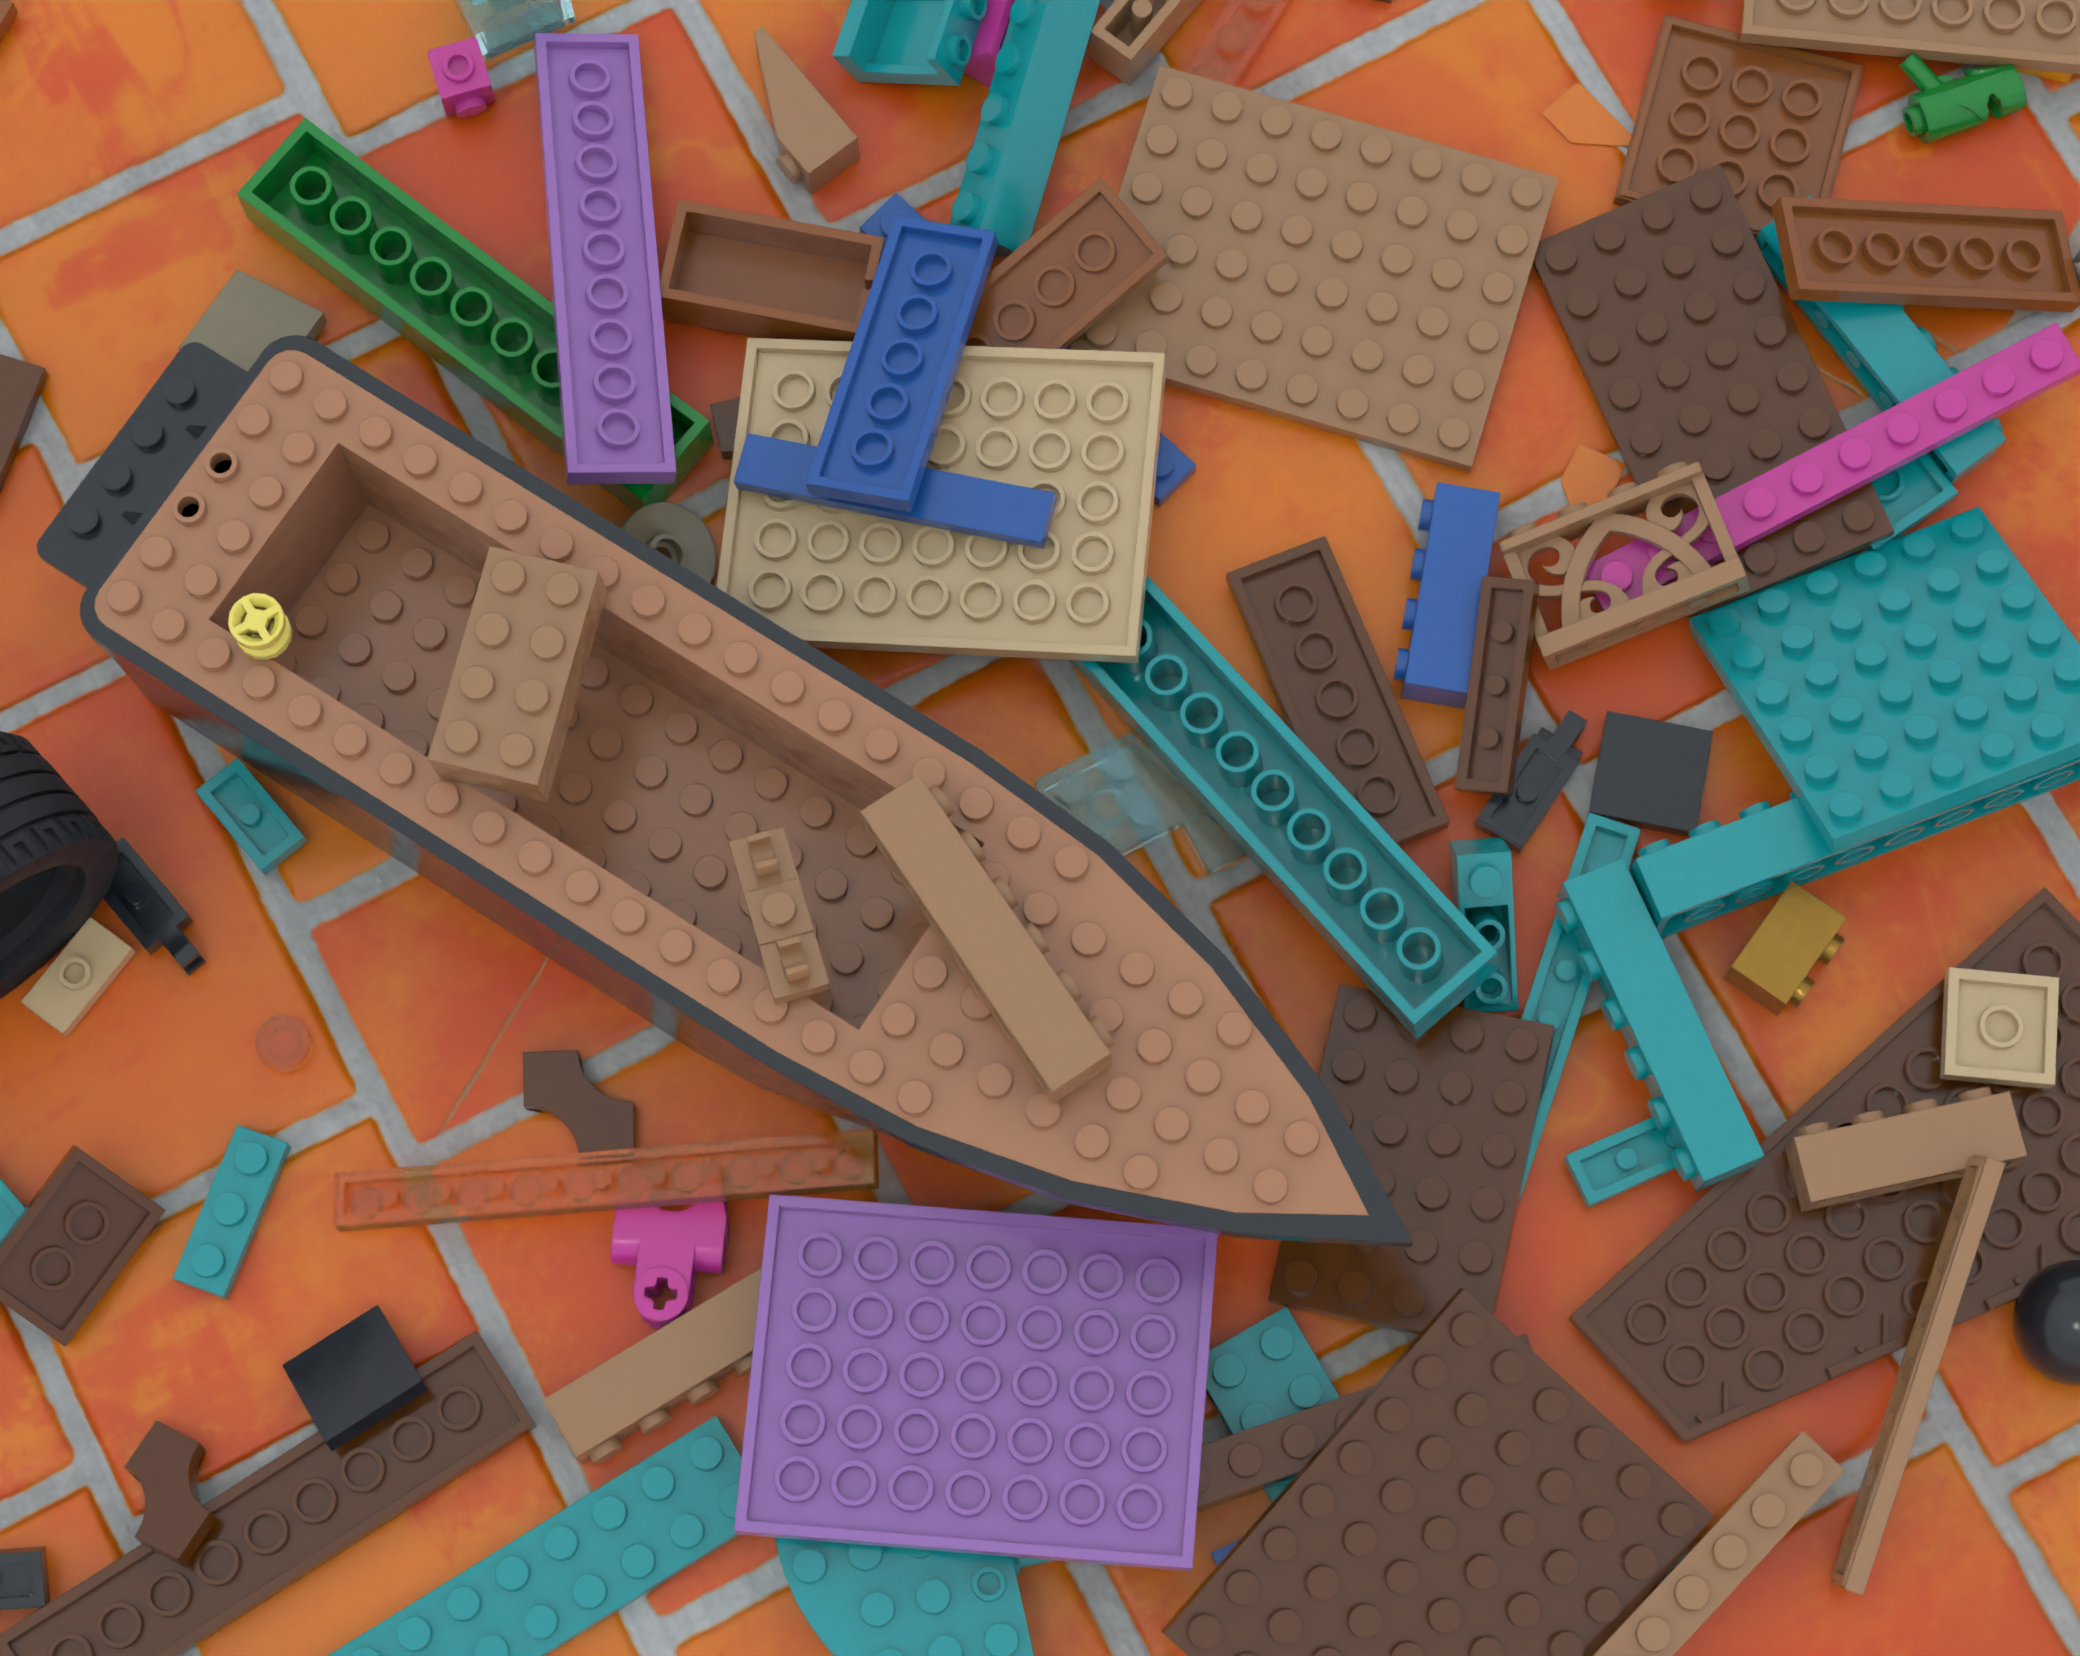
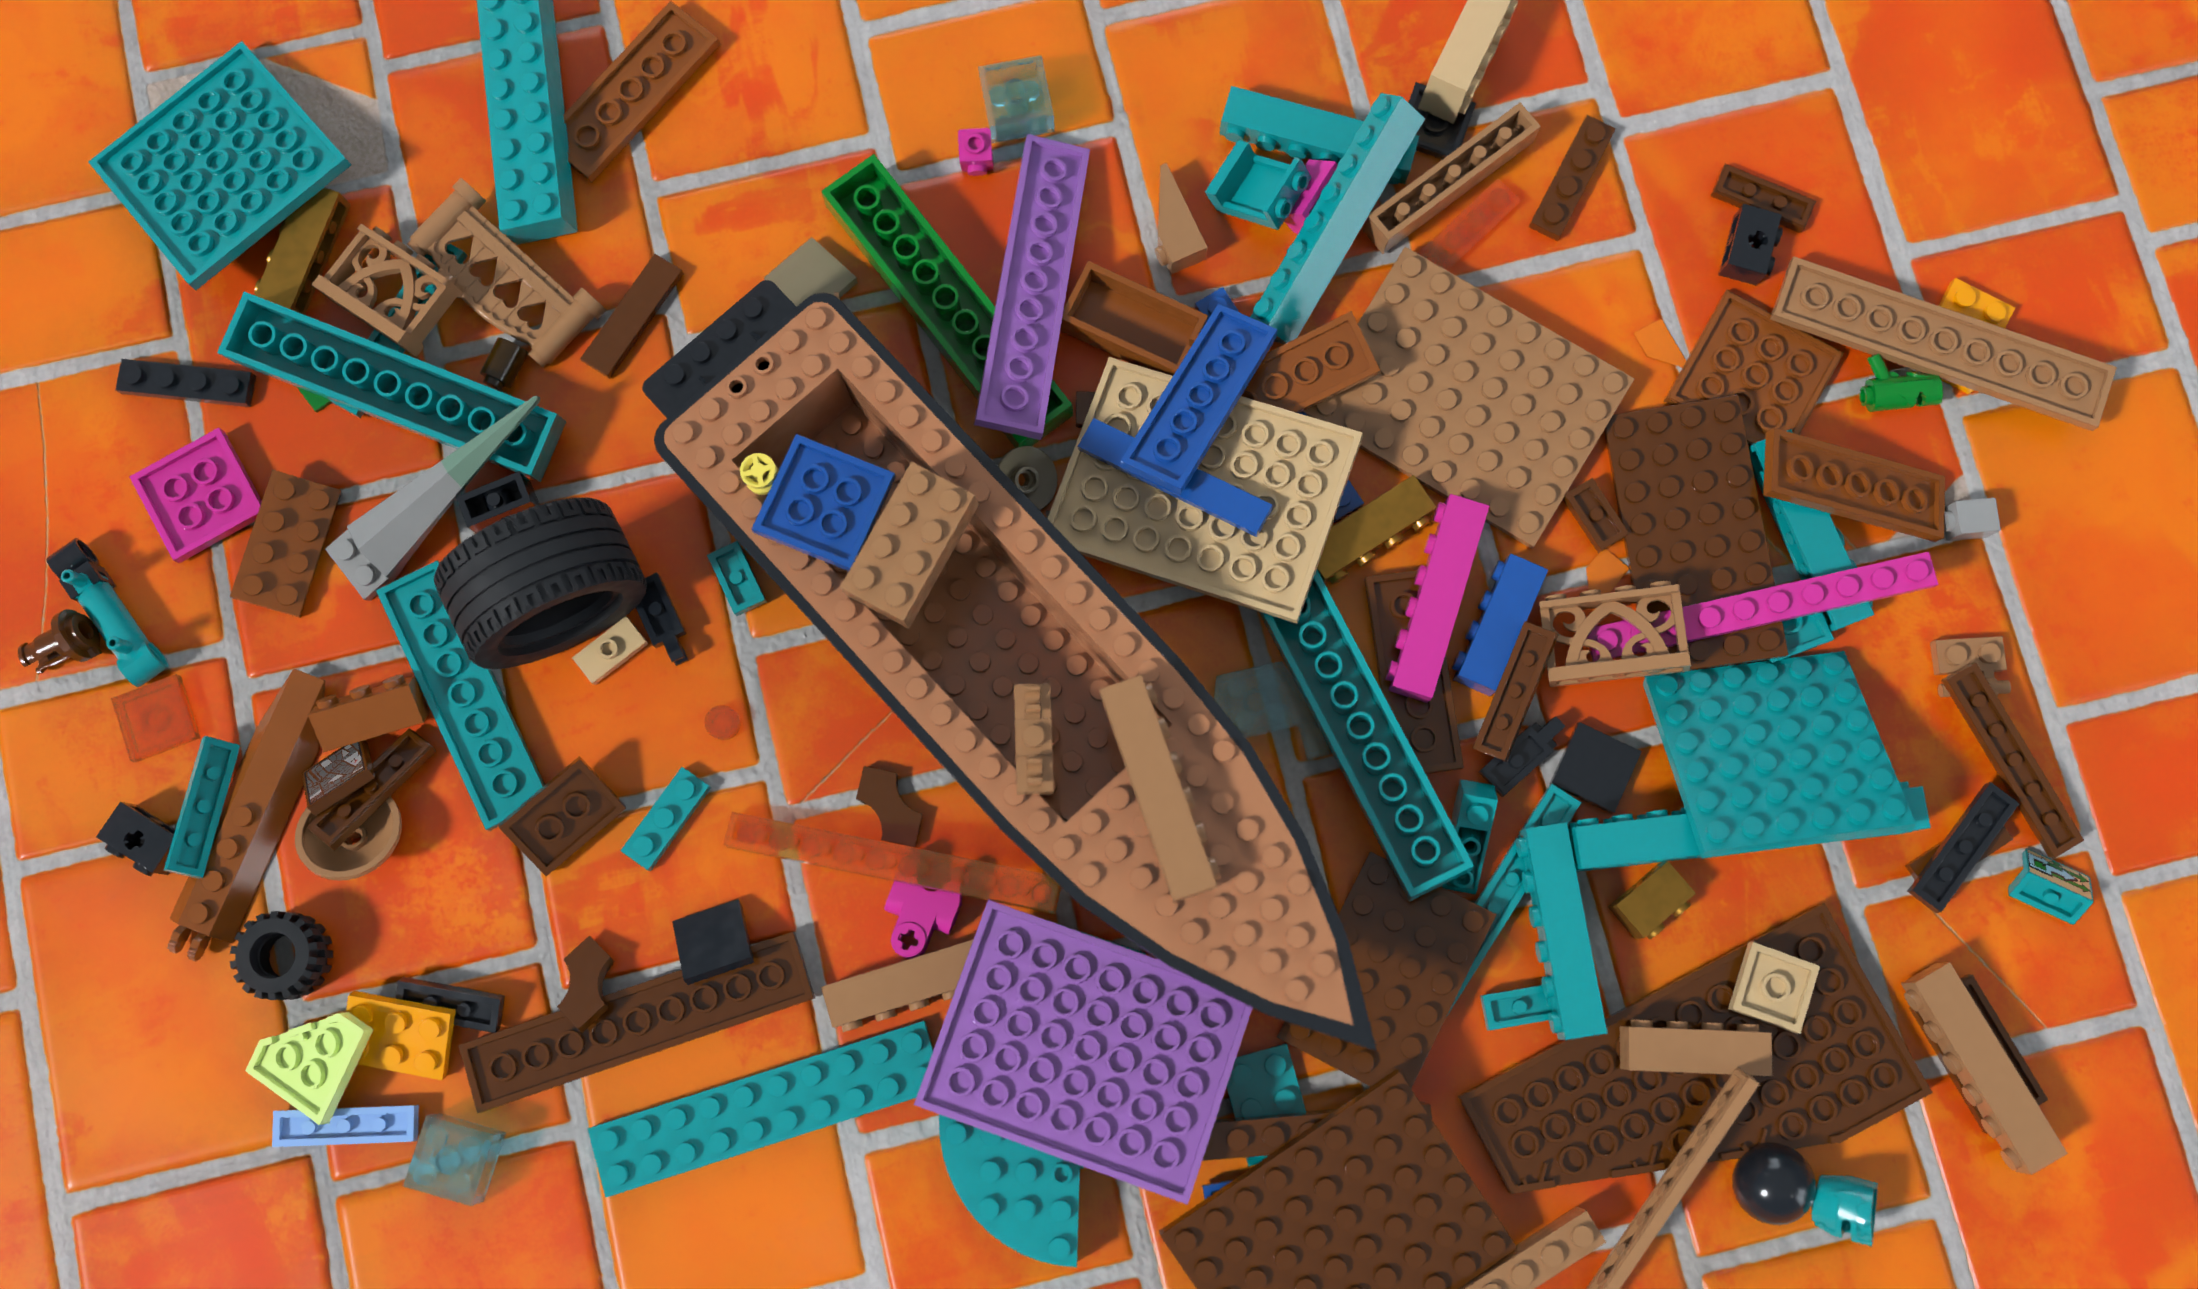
camera: 15 degrees right, 5 degrees up
(369, 644) = (823, 502): none -> blue plate
(1220, 496) = (1373, 527): none -> pearl gold brick
(1344, 576) = (1438, 598): none -> dark pink brick
(1552, 397) = (1595, 515): none -> reddish brown plate

